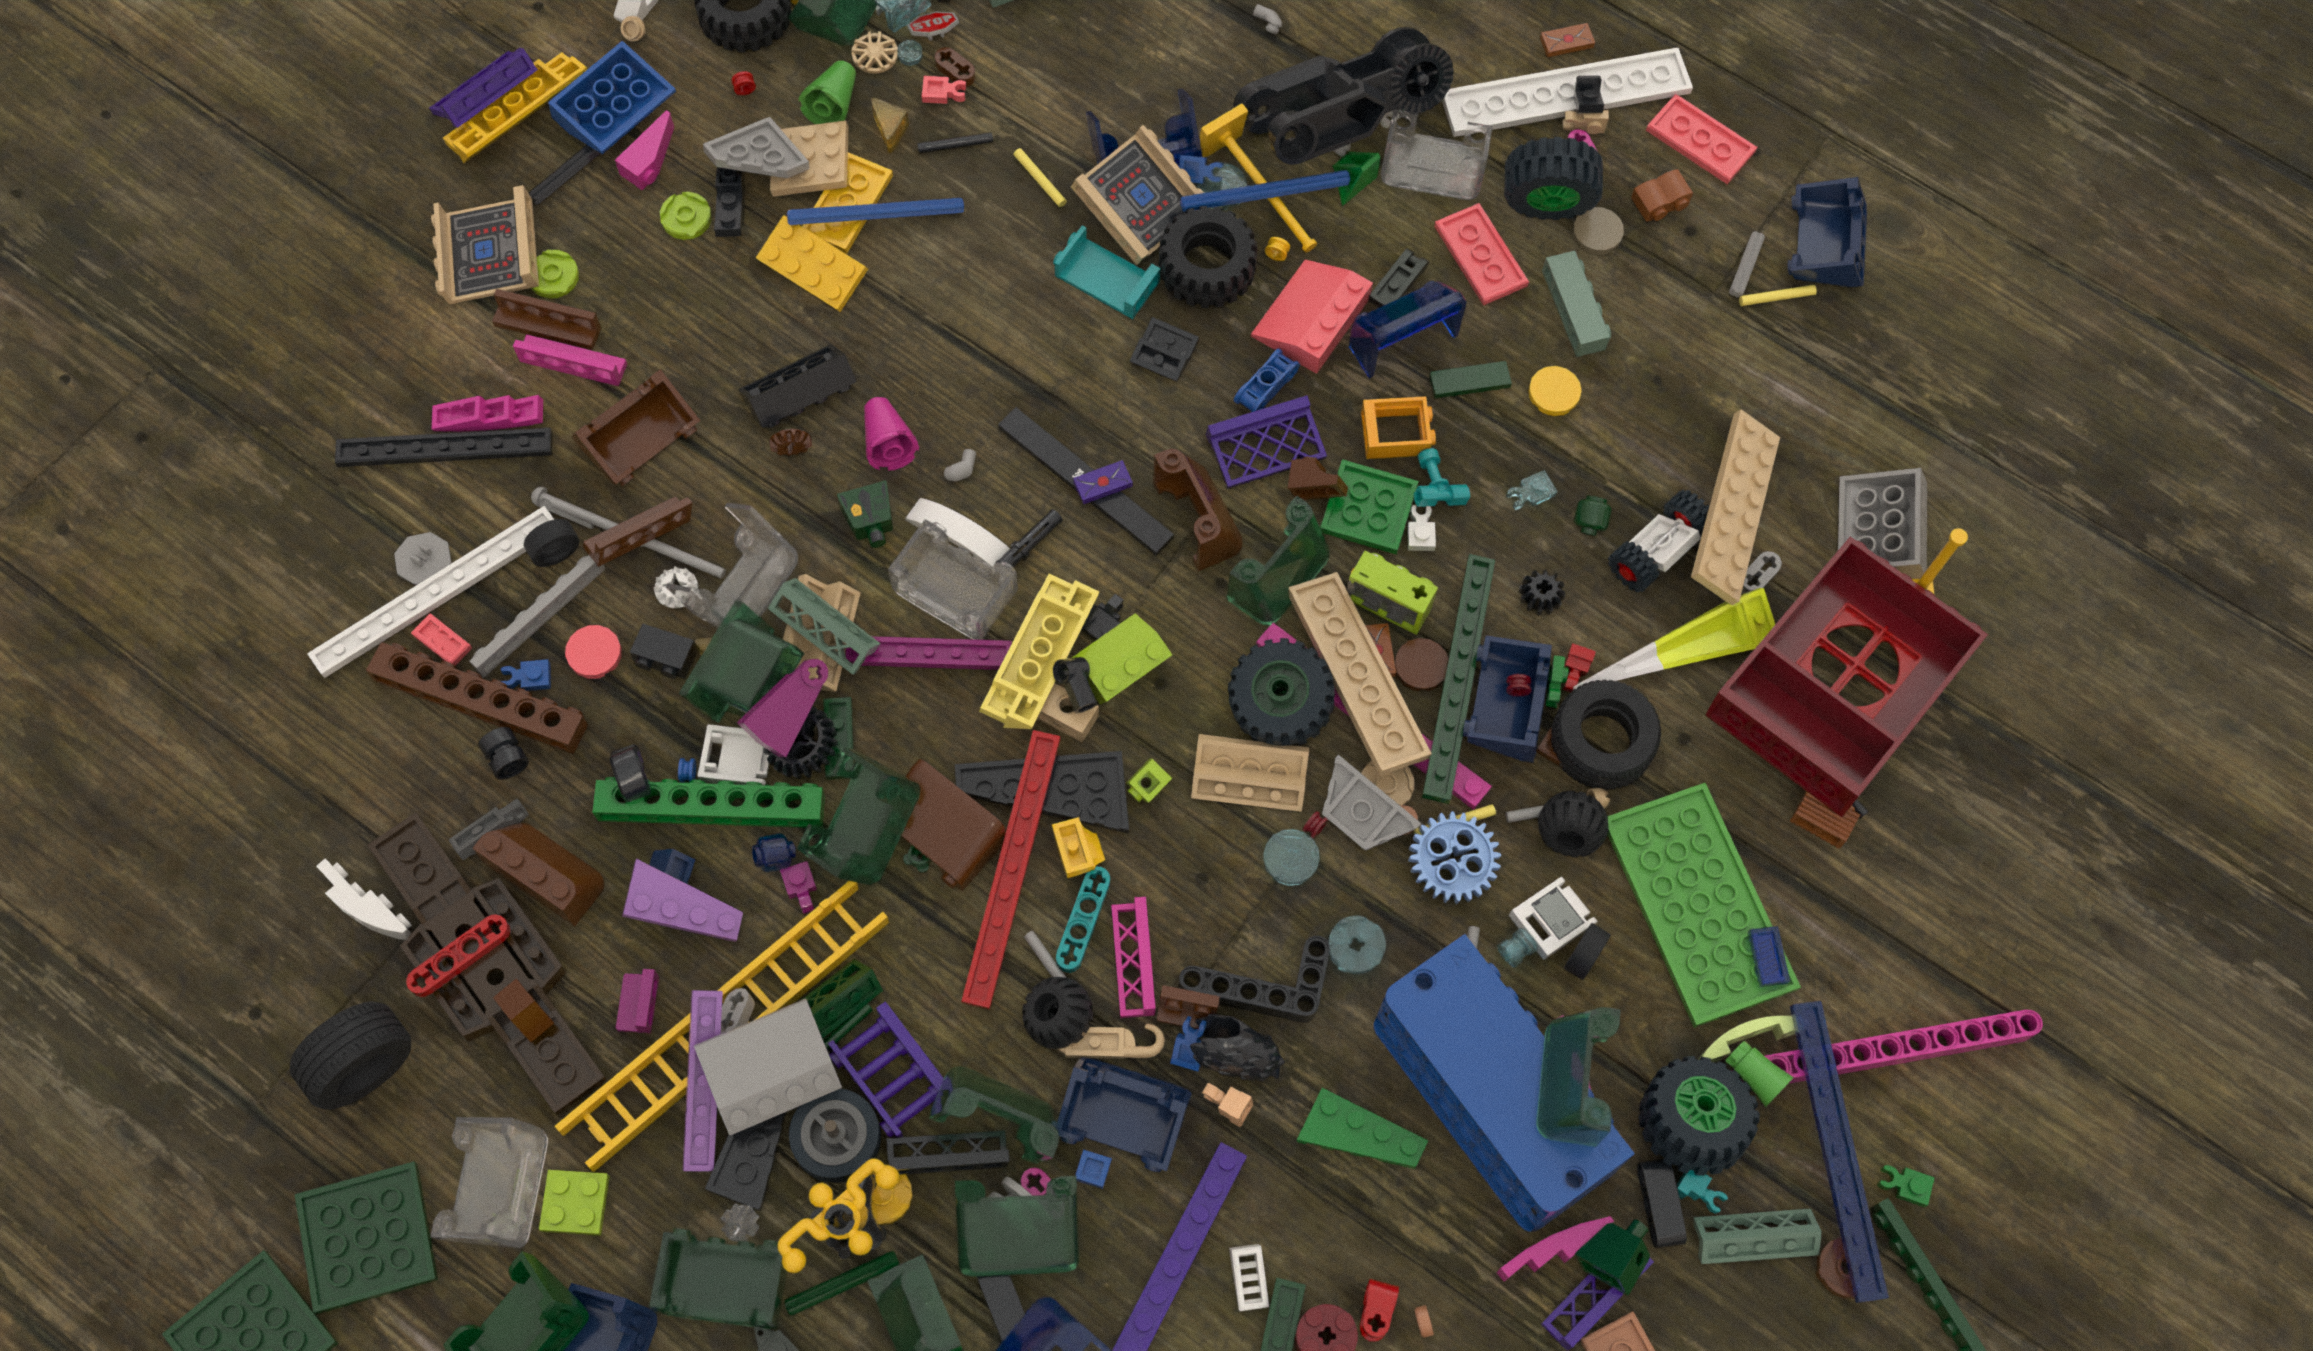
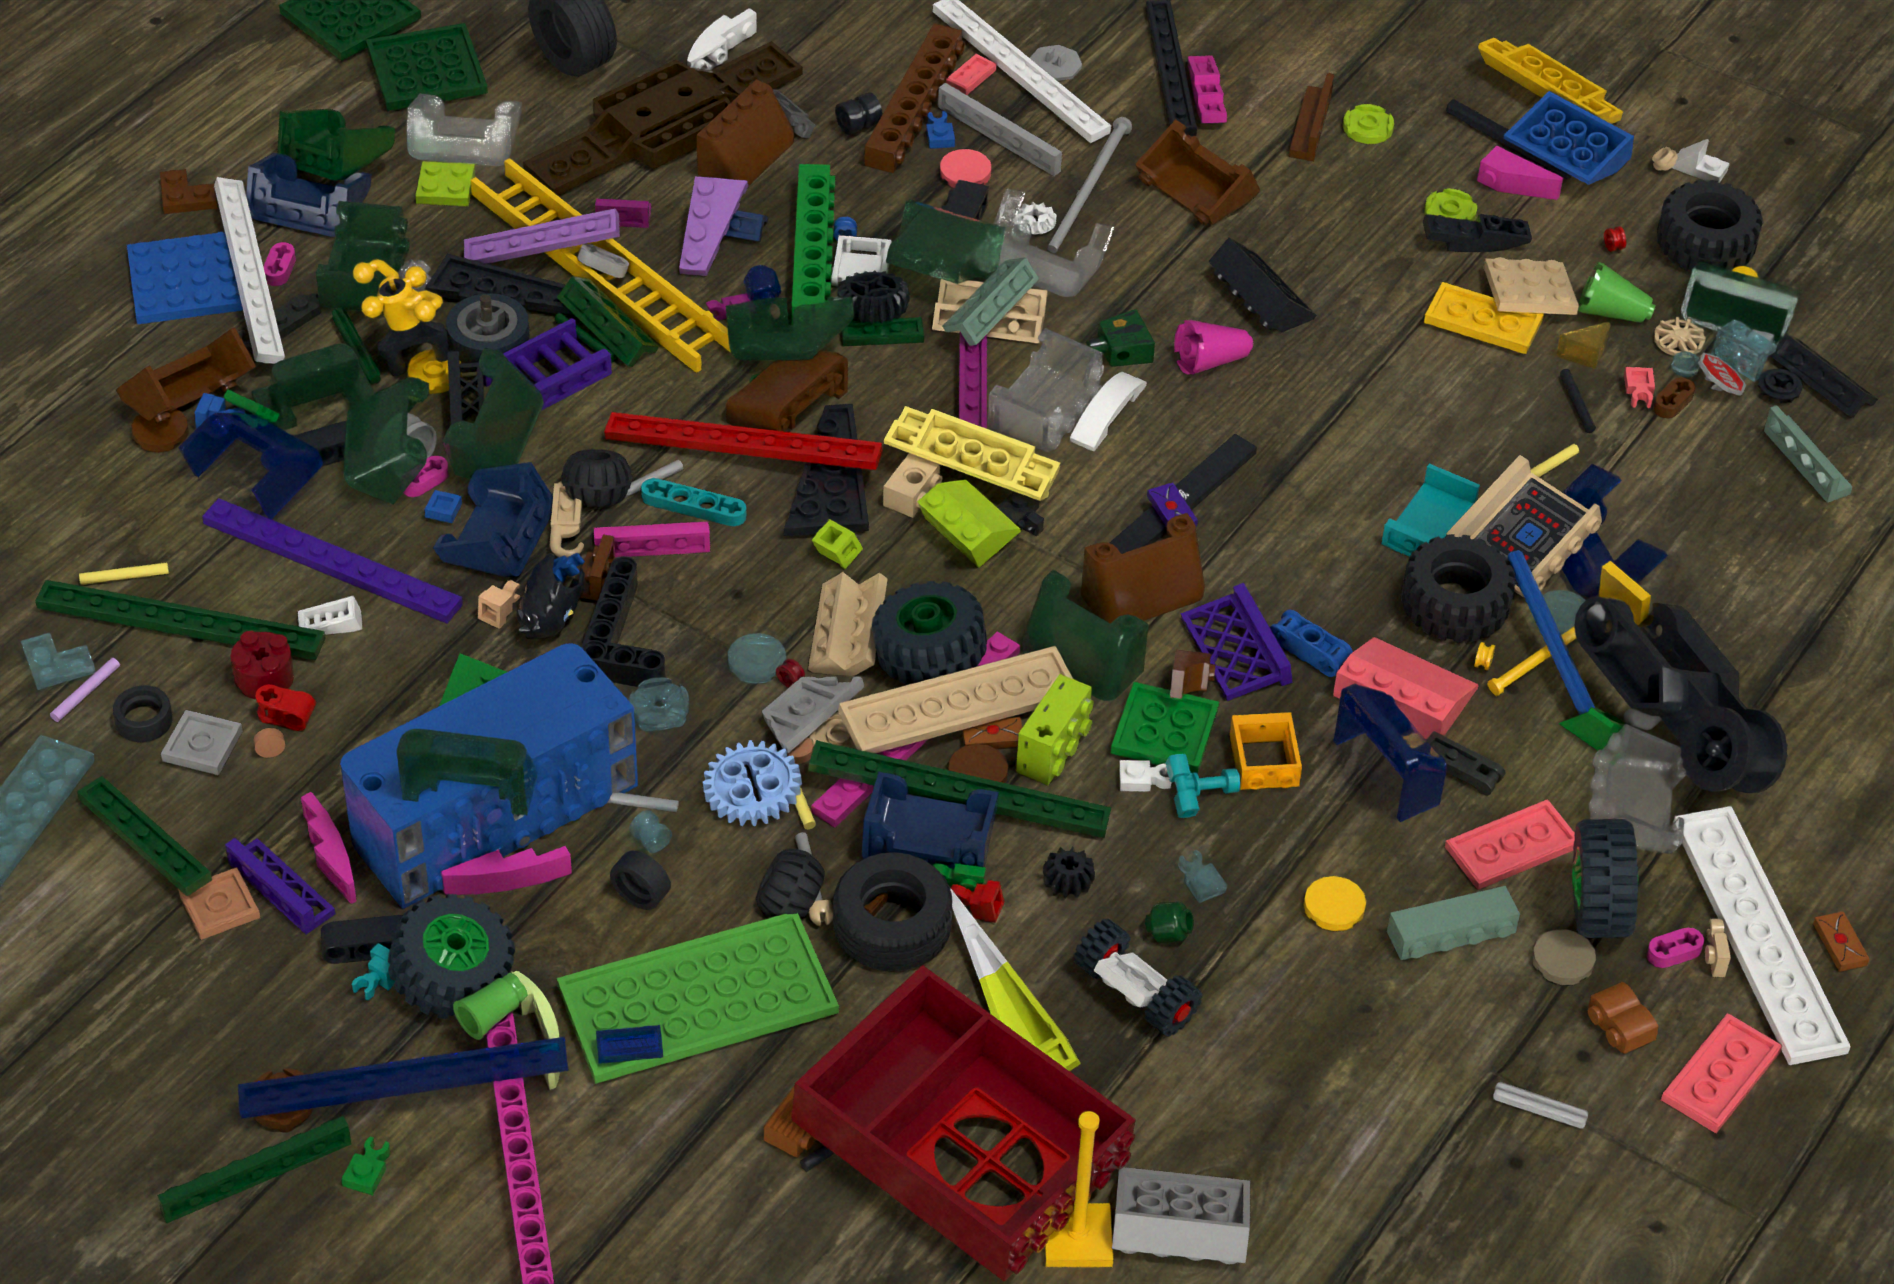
camera: 90 degrees right, 20 degrees down
(461, 959) = (680, 103): red beam -> none
(484, 87) = (1561, 53): dark purple fence -> none
(485, 249) = (1385, 72): panel -> none
(523, 1010) = (609, 127): reddish brown slope -> none
(551, 542) = (1069, 126): black tyre -> none
(570, 359) = (1272, 138): dark pink fence -> none
(629, 773) = (842, 174): black animal -> none
(638, 530) = (1086, 181): reddish brown fence -> none
(757, 149) = (1523, 237): light grey plate -> none
(767, 1066) = (546, 268): light grey slope -> none
(782, 711) = (892, 263): magenta piece -> none
(790, 442) = (1193, 279): reddish brown gear -> none
(812, 263) = (1404, 293): yellow plate -> none
(875, 211) = (1472, 332): blue axle -> none
(961, 469) = (1181, 410): light grey arm -> none
(1050, 521) = (1092, 452): black pin -> none
(1074, 676) = (937, 469): black piece -> none
(1077, 847) = (766, 493): yellow slope -> none
(1164, 349) = (1342, 565): black slope -> none
(1197, 168) = (1571, 580): blue plate -> none
(1270, 16) = (1801, 659): light grey arm -> none
(1470, 379) = (1340, 826): dark green tile -> none
(1518, 685) = (948, 835): dark red bush -> none
(1558, 913) = (690, 867): container -> none
(1588, 95) = (1745, 938): black bracket -> none
(1616, 1255) = (310, 880): dark green torso -> none
(1735, 507) = (1185, 1042): tan plate -> none
(1759, 1240) = (318, 1014): sand green fence -> none
(1763, 577) = (1112, 1083): light grey beam -> none
(1777, 295) = (1501, 1136): light yellow bar -> none
(1830, 233) = (1593, 1199): dark blue windscreen -> none

